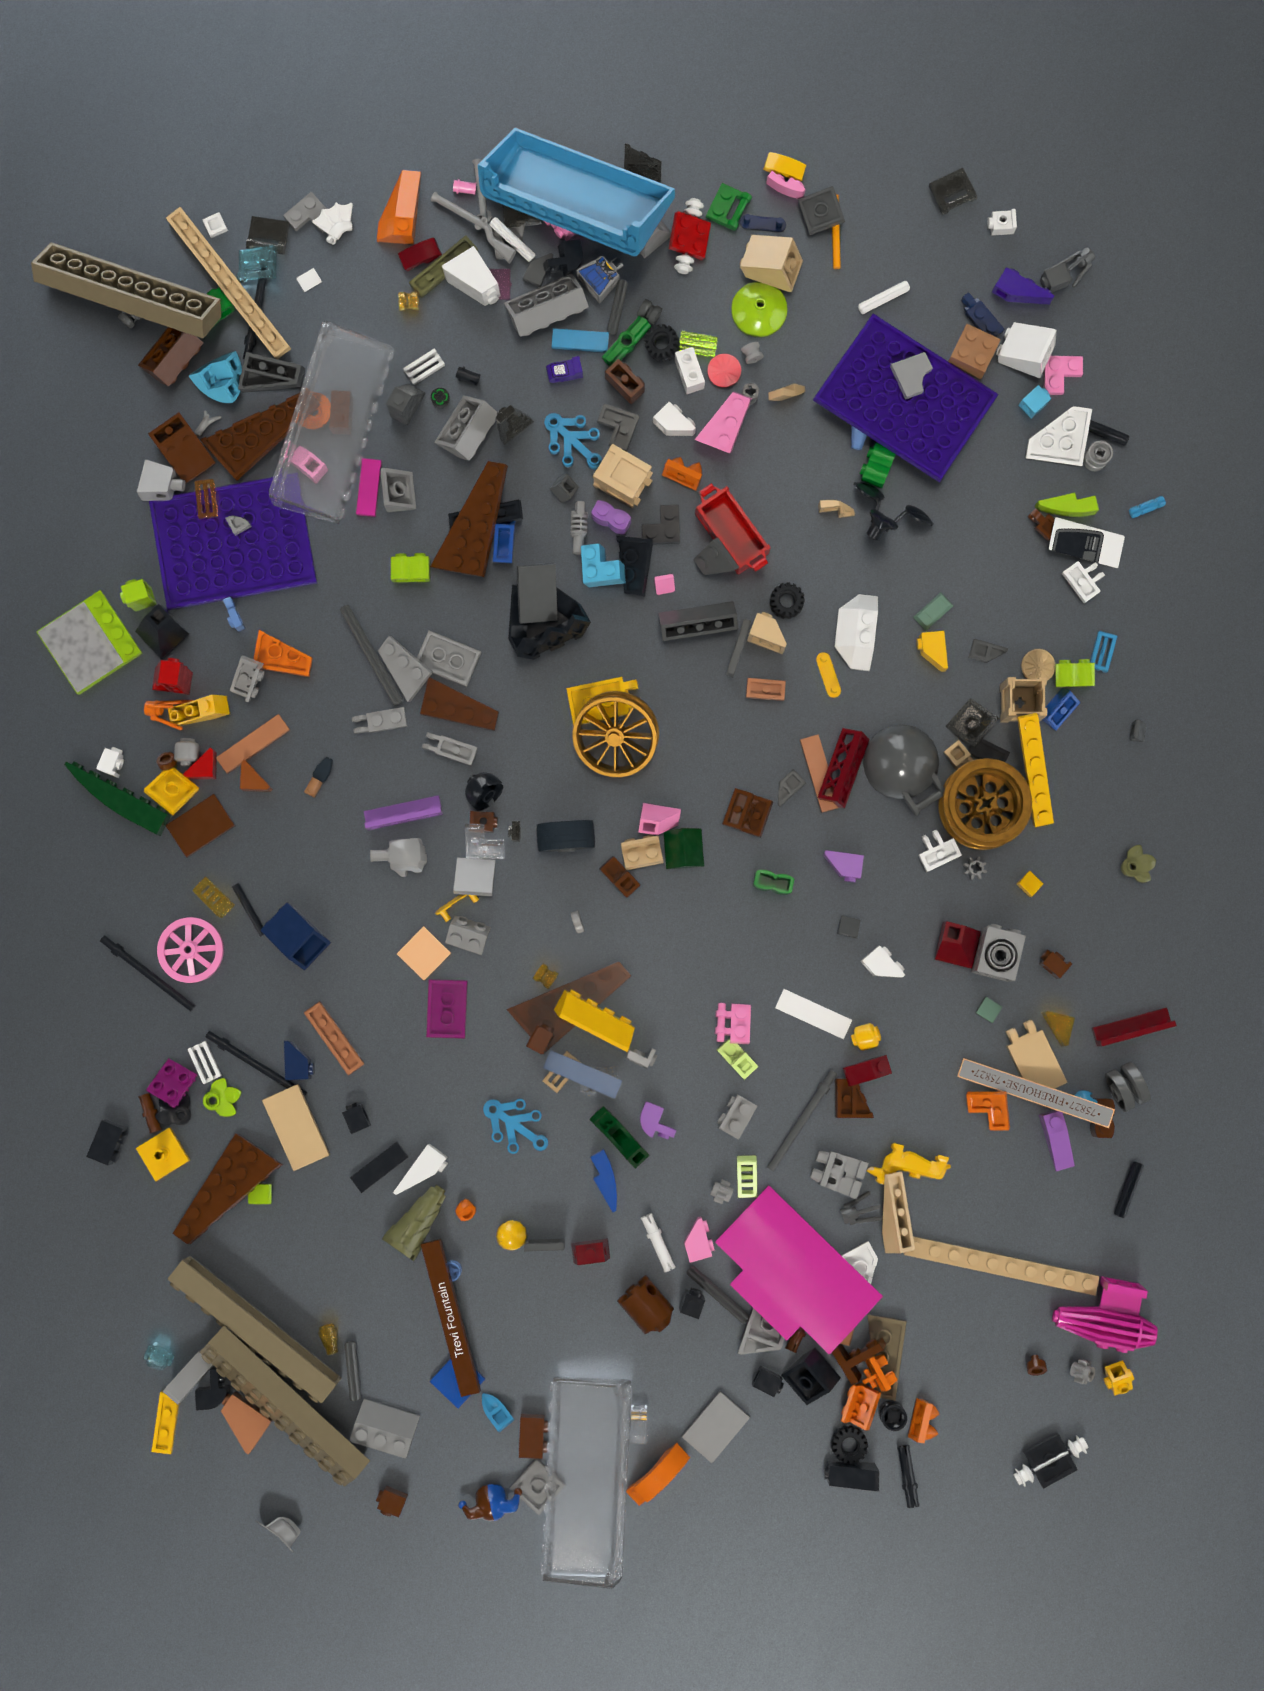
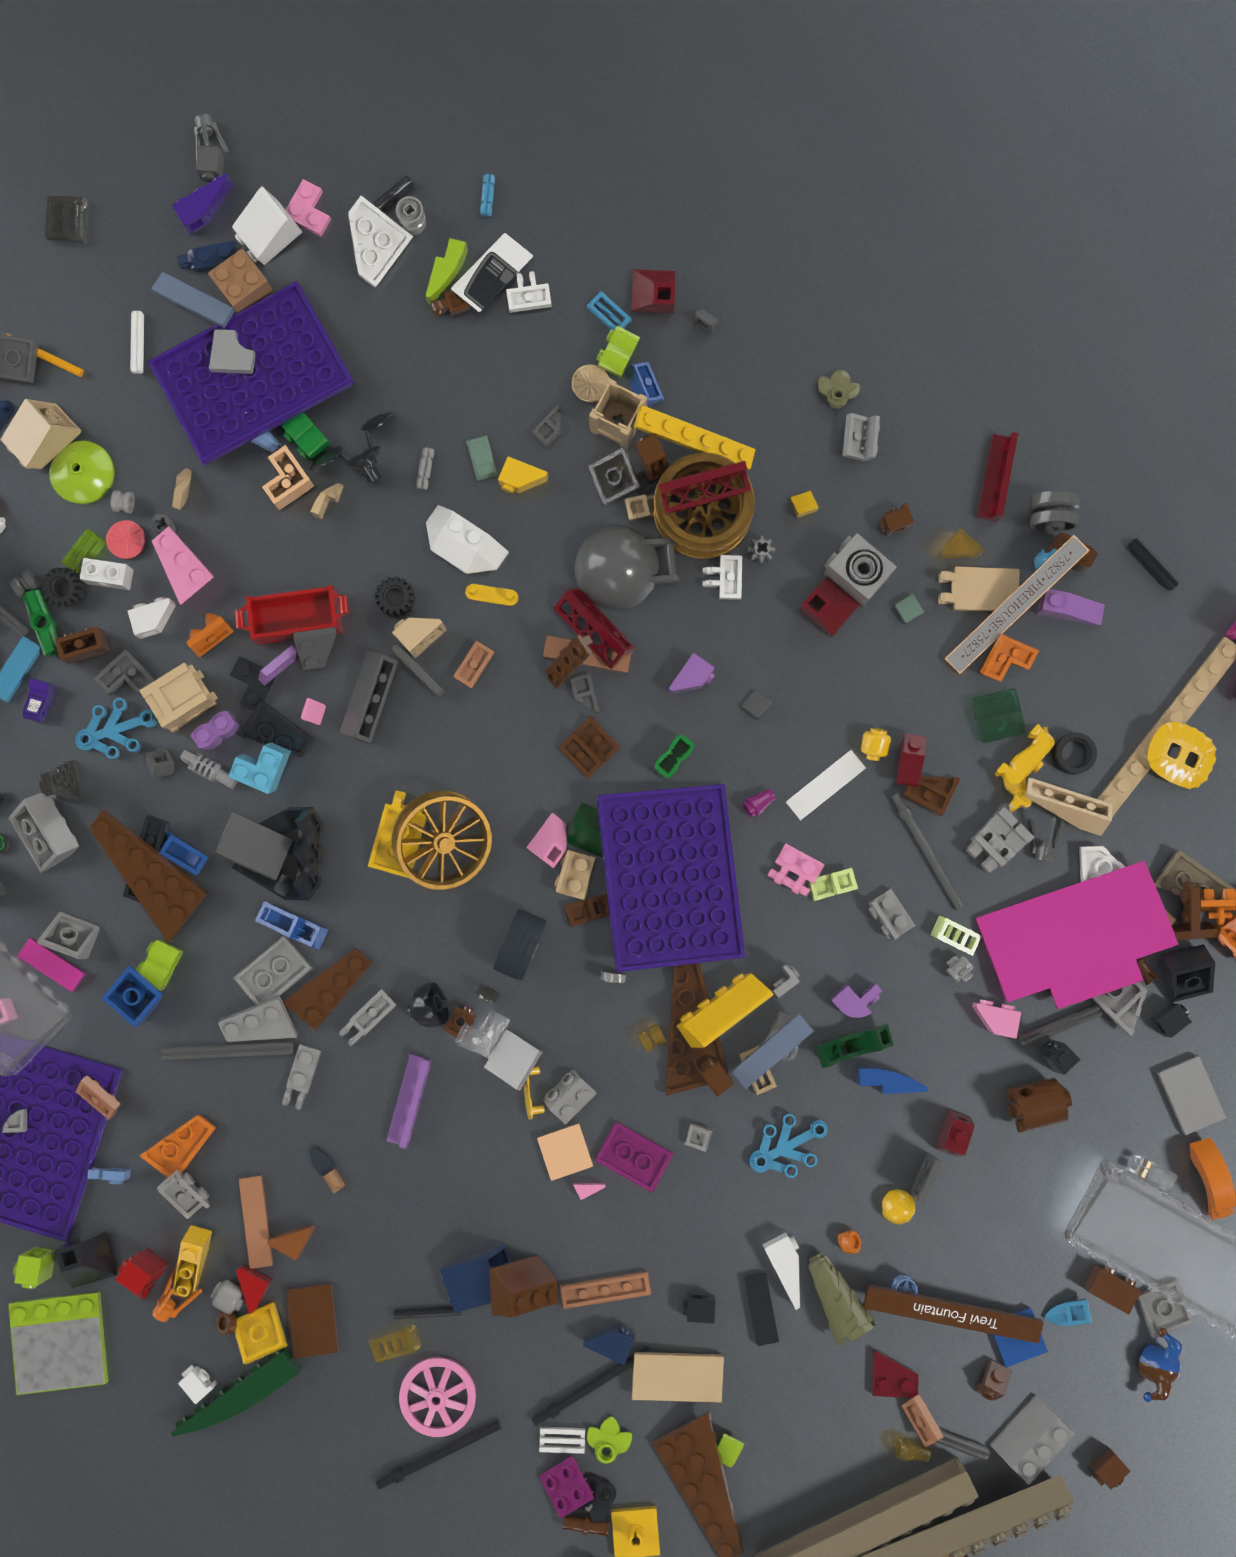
camera: 60 degrees left, 0 degrees up
(287, 575) = (98, 1097): none -> nougat plate
(305, 970) = (521, 1287): none -> reddish brown slope
(356, 1334) = (922, 1421): none -> nougat plate
(376, 562) = (133, 996): none -> blue slope
(377, 1296) = (892, 1378): none -> dark red wing
(403, 855) = (453, 1123): light grey piece -> none
(403, 984) = (587, 1189): none -> bright pink piece
(414, 1377) = (994, 1381): none -> reddish brown bracket
(487, 1051) = (698, 1136): none -> light grey tile
(491, 653) = (291, 925): none -> blue slope
(658, 1242) = (970, 1059): white pin -> none
(677, 926) = (670, 877): none -> dark purple tile
(686, 538) = (278, 665): none -> medium lavender tile
(770, 966) = (757, 803): none -> magenta cone
(806, 761) = (569, 660): none -> reddish brown bracket
(836, 473) = (291, 481): none -> light nougat brick
(880, 964) = (811, 691): white slope -> none
(901, 571) = (424, 468): none -> light grey axle
(940, 322) = (193, 299): none -> sand blue tile
(940, 1124) = (999, 715): none -> clear green slope
(955, 1200) = (1074, 770): none -> black tyre
(969, 1286) = (1189, 741): none -> yellow piece
(1002, 228) = (127, 192): white brick -> none
(1002, 743) = (651, 456): none -> reddish brown brick
(1002, 790) = (703, 479): none -> dark red fence
(1035, 401) = (323, 248): medium azure brick -> none
(1107, 902) = (861, 437): none -> light grey bracket
(1139, 677) = (653, 291): none -> dark red slope

